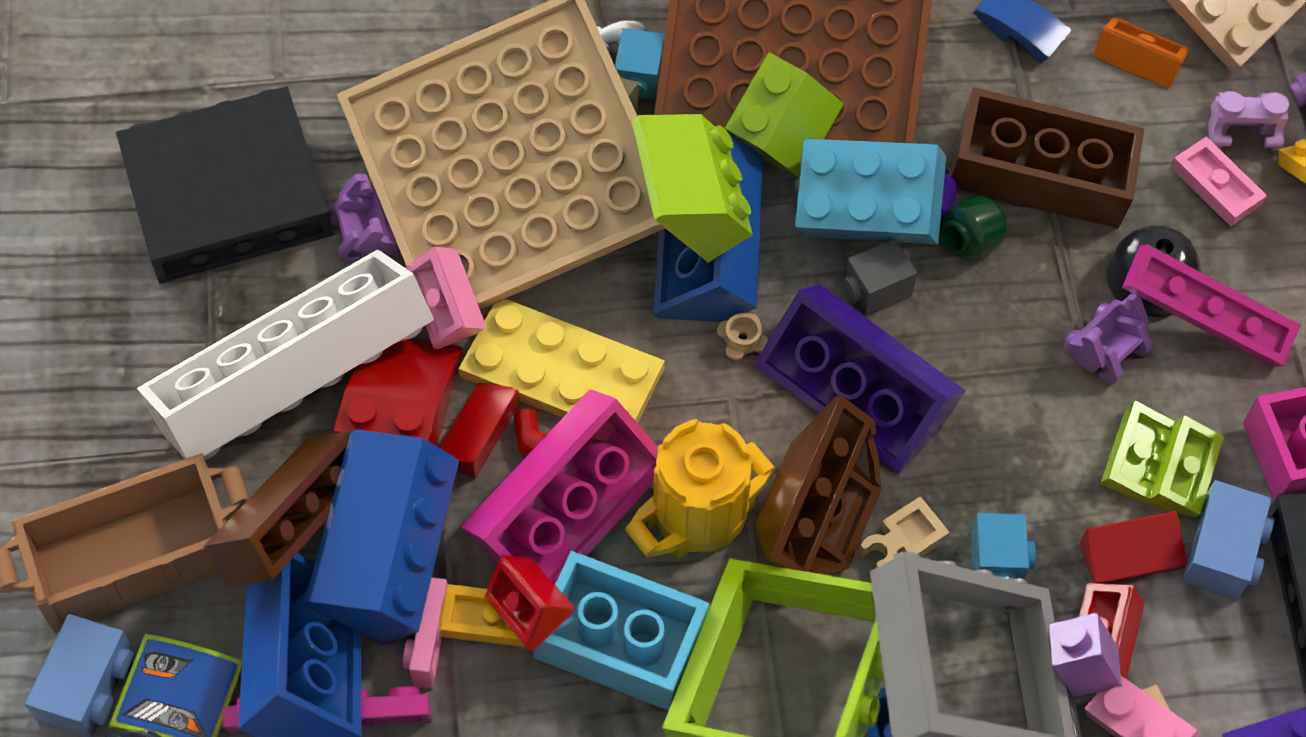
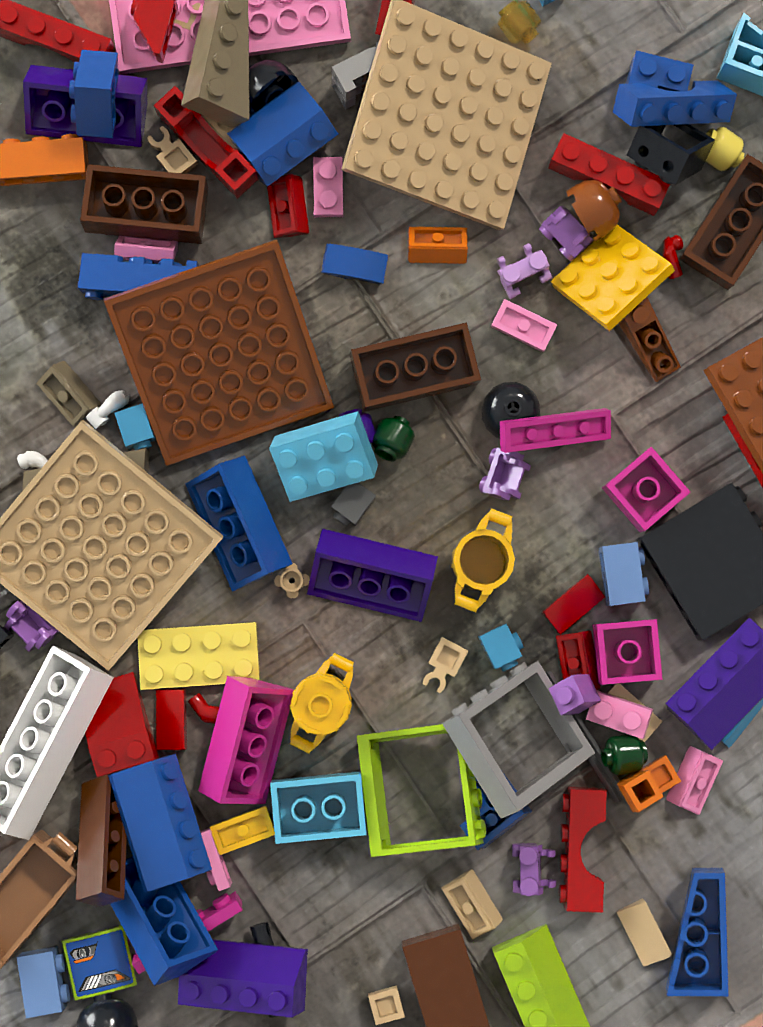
camera: 30 degrees left, 25 degrees up
(447, 296) = (109, 652): bright pink slope -> none
(527, 600) = (262, 823): red slope -> none
(693, 181) = (218, 518): lime slope -> none
(782, 111) = (244, 426): lime slope -> none
(823, 492) = (387, 669): reddish brown wedge -> none
(1033, 406) = (483, 560): none -> yellow container
(1162, 460) = (566, 537): lime slope -> none
(1192, 641) = (627, 651): none -> dark pink brick

